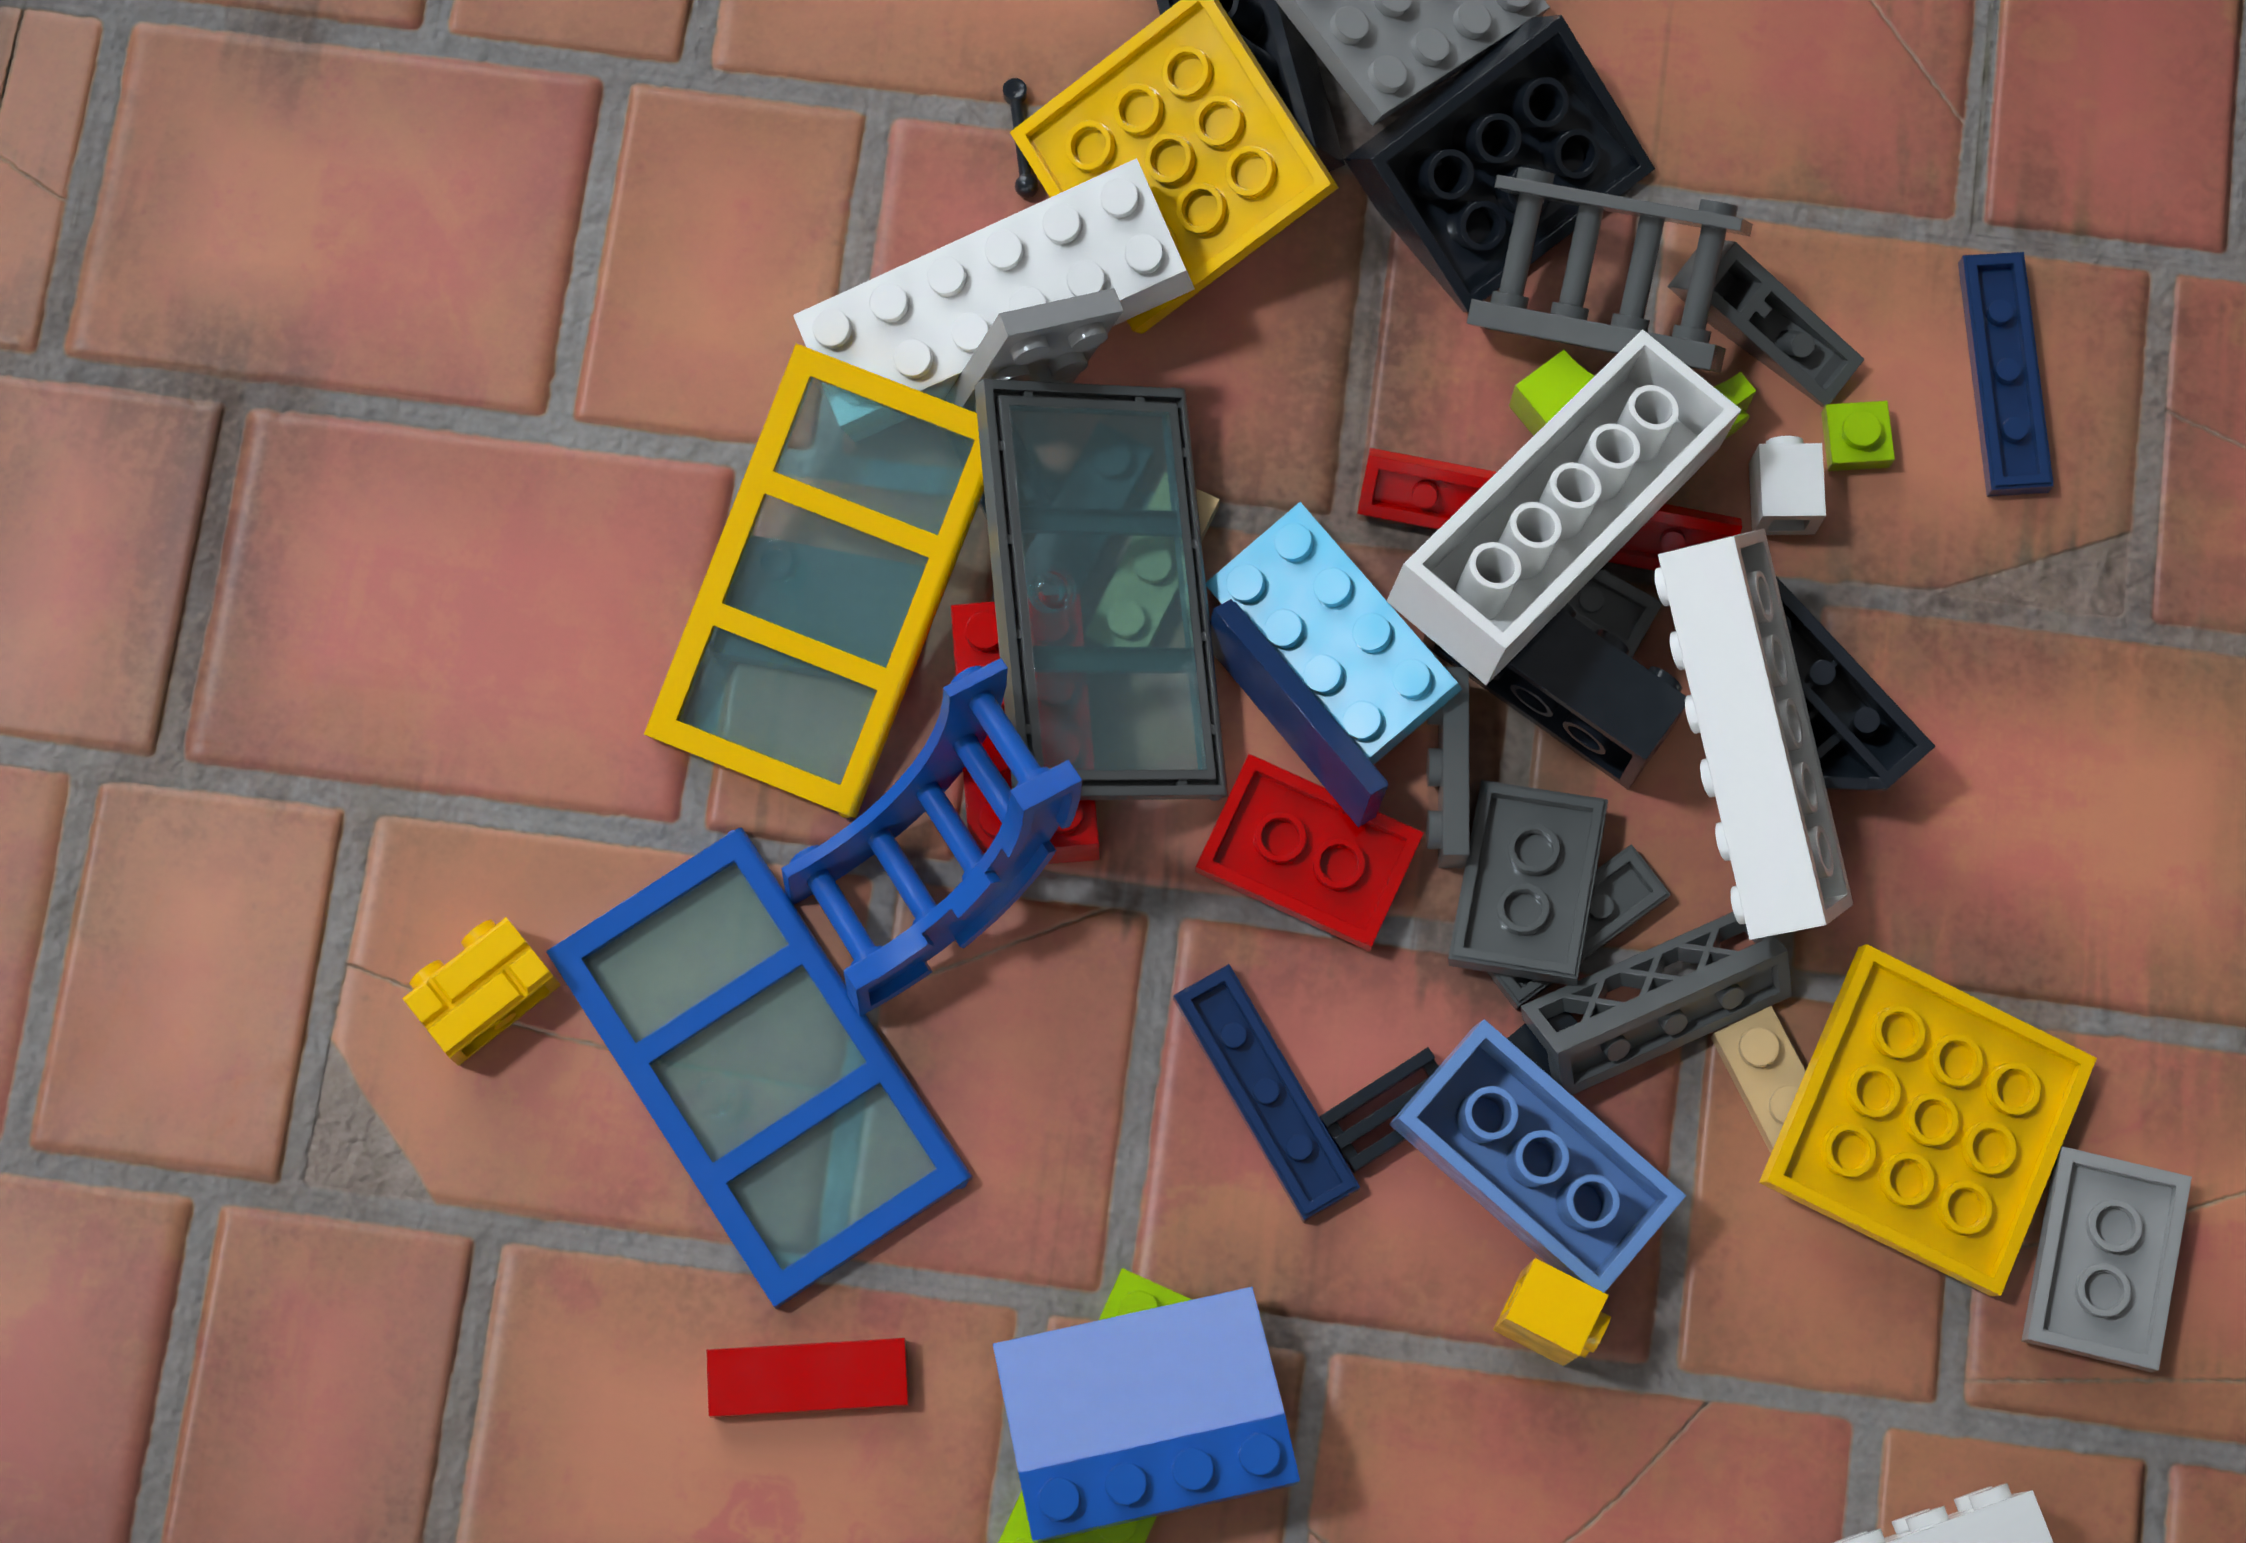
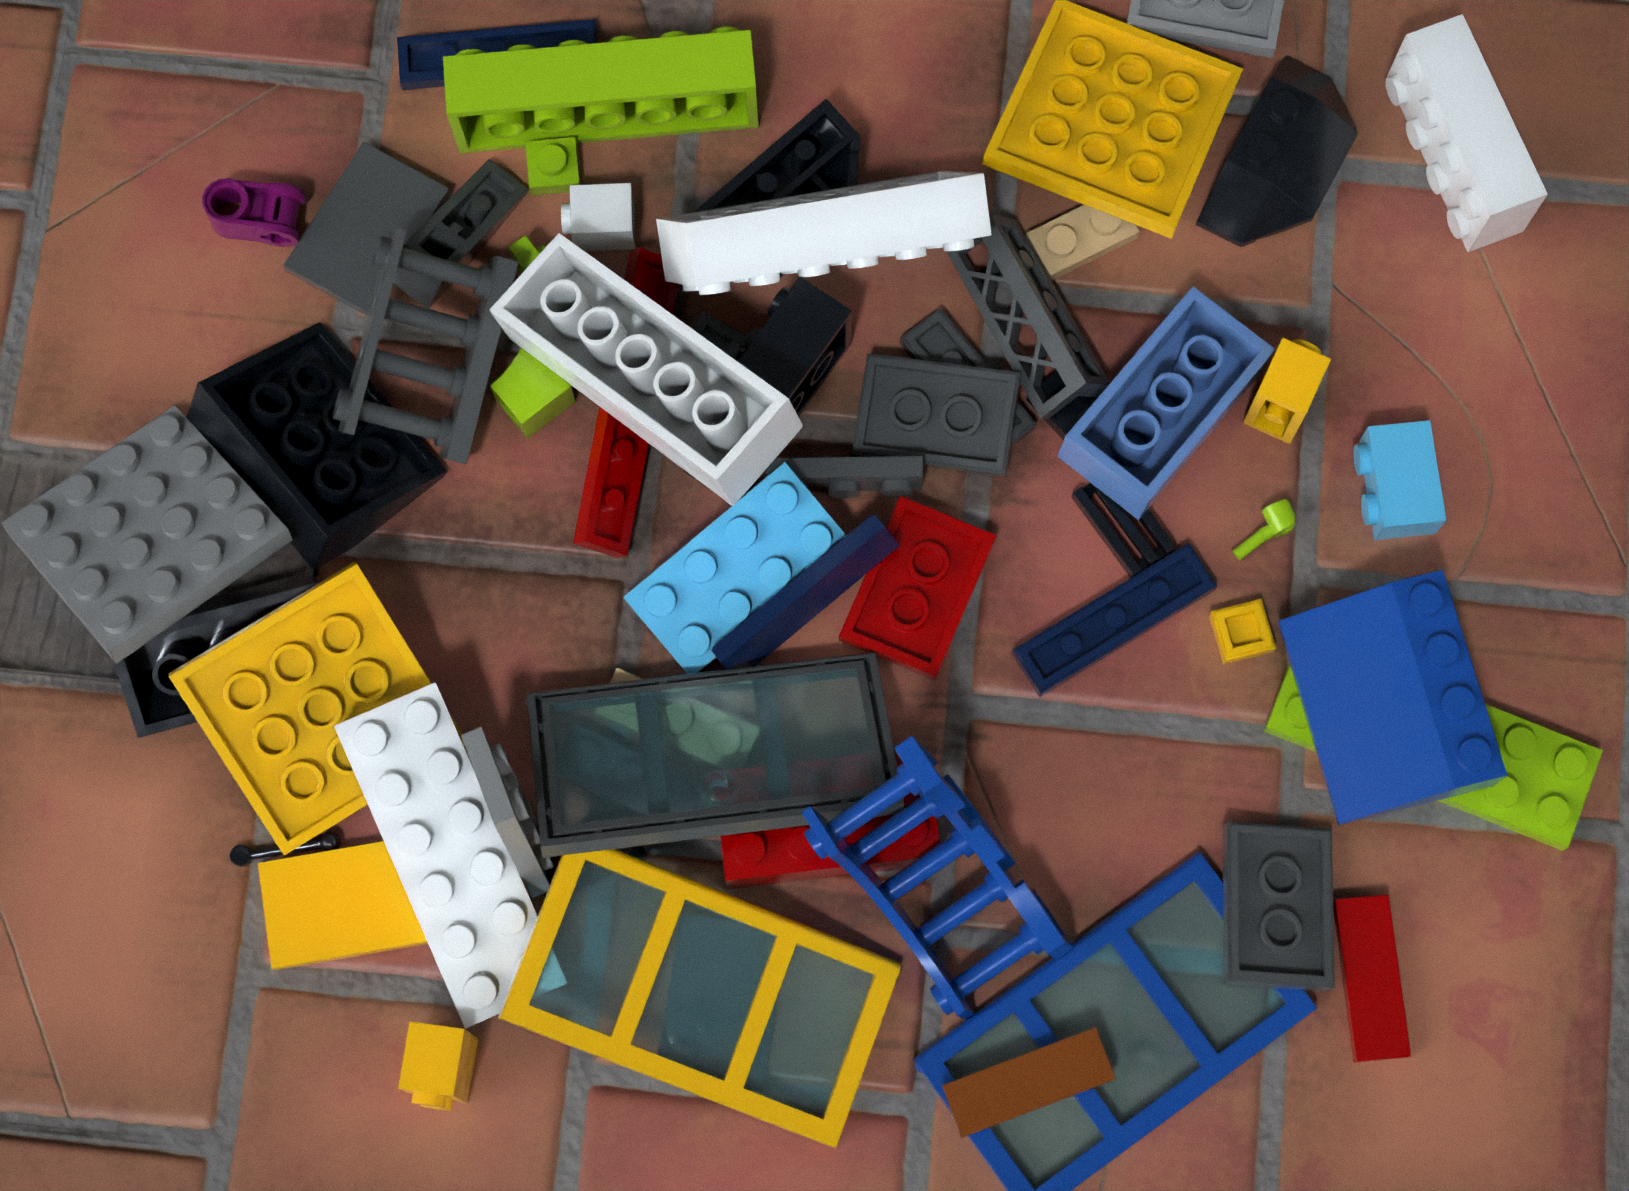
camera: 90 degrees left, 0 degrees up
(702, 953) = (1028, 1082): none -> dark orange tile
(756, 289) = (437, 1065): none -> yellow brick
(898, 1266) = (1278, 907): none -> dark grey tile
(948, 176) = (335, 906): none -> yellow tile
(1247, 1249) = (1242, 631): none -> yellow tile
(1388, 1306) = (1280, 522): none -> lime hand
(1436, 1459) = (1400, 480): none -> medium azure brick
(1792, 98) = (265, 213): none -> magenta piece
(1801, 223) = (363, 205): none -> dark grey tile
(1883, 1340) = (1281, 158): none -> black wedge
(1949, 484) = (602, 90): none -> lime brick

